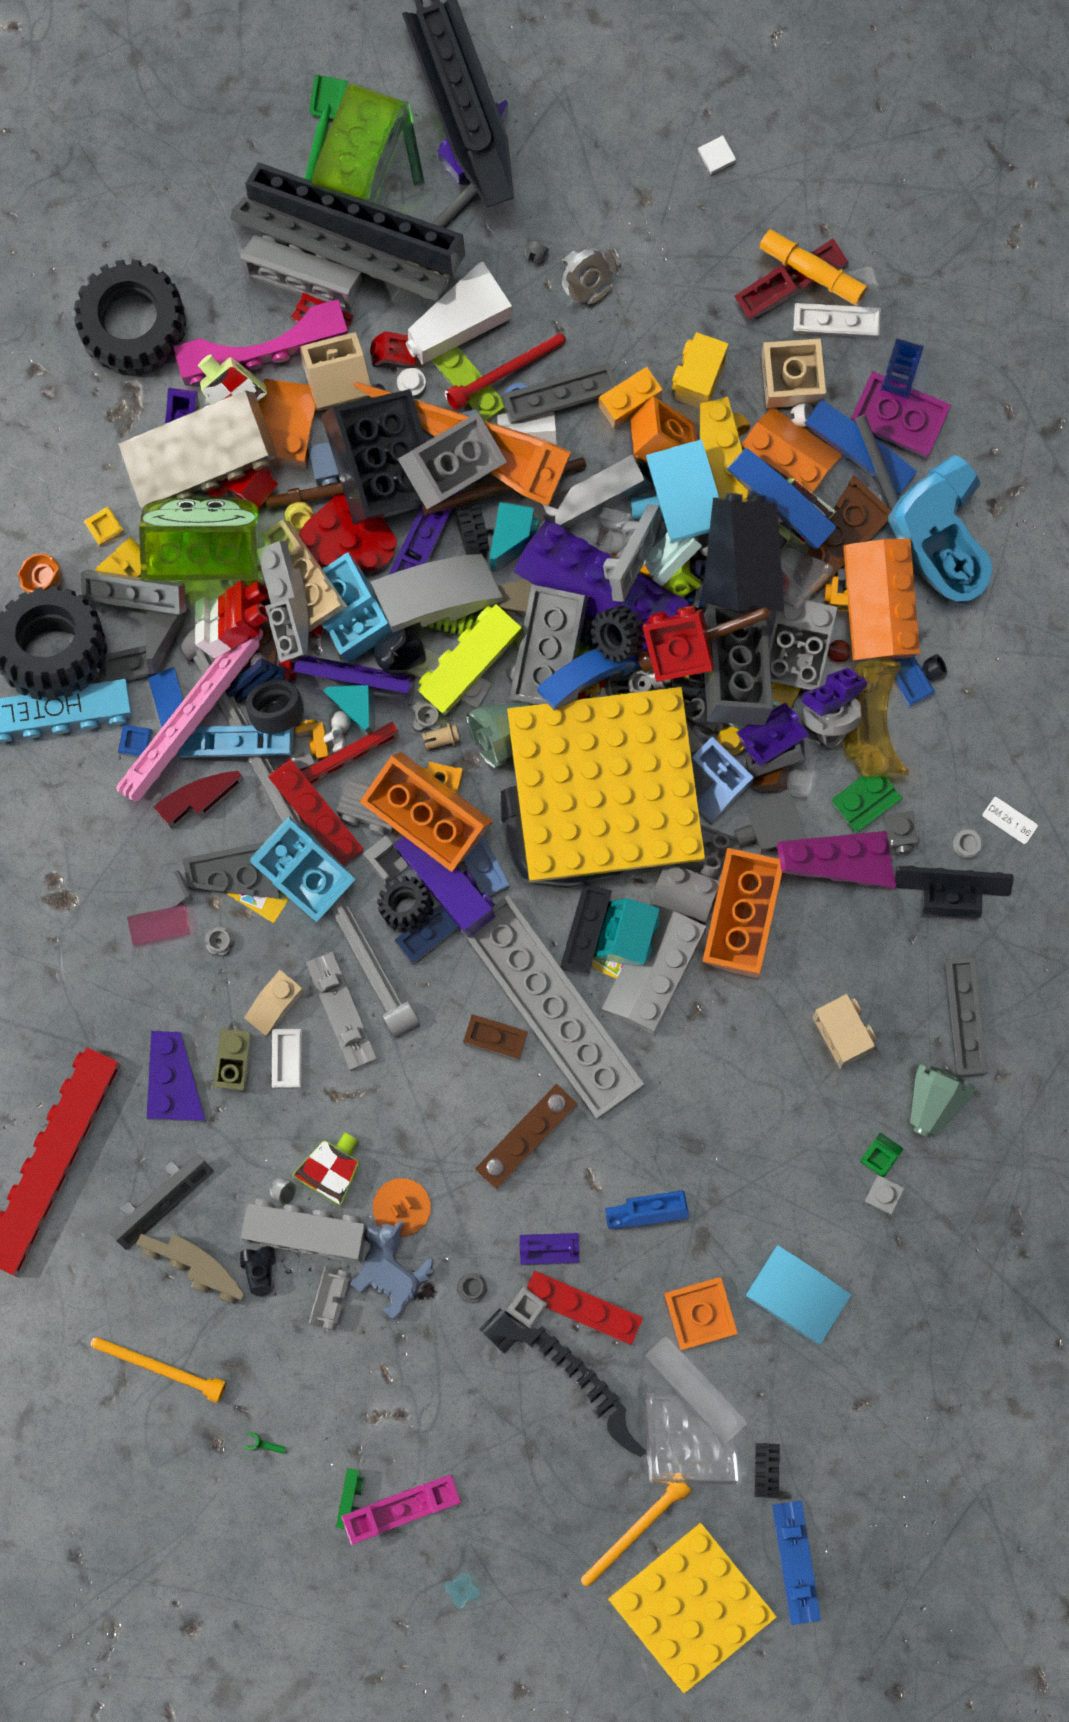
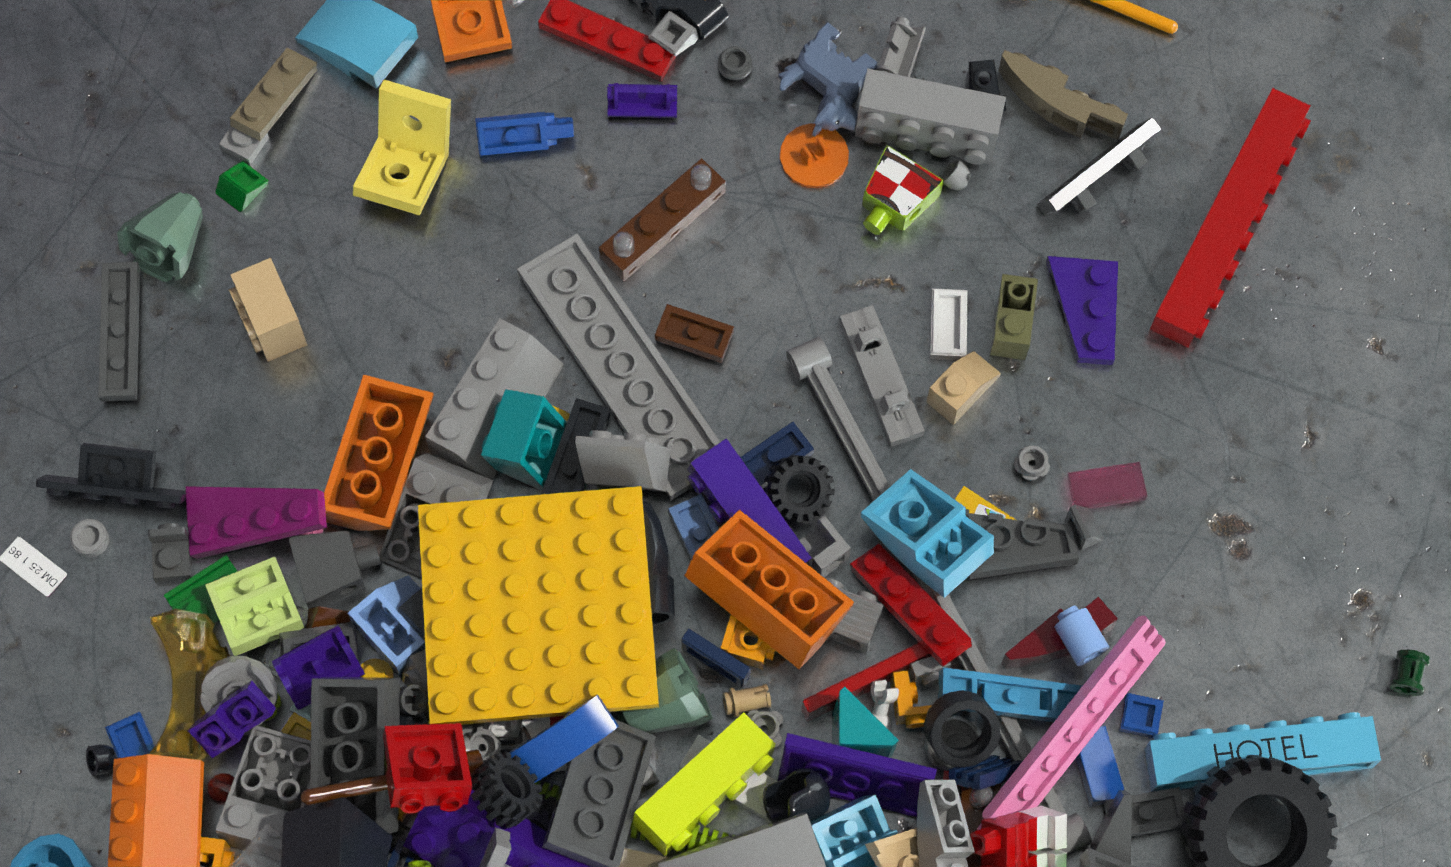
camera: 175 degrees right, 10 degrees down
(182, 785) = (1080, 635): none -> light blue brick
(469, 767) = (715, 658): none -> dark blue tile
(544, 914) = (623, 460): none -> light grey slope
(742, 1190) = (406, 148): none -> light yellow bracket
(828, 786) = (254, 606): none -> yellowish green slope
(862, 1234) = (273, 94): none -> dark tan plate

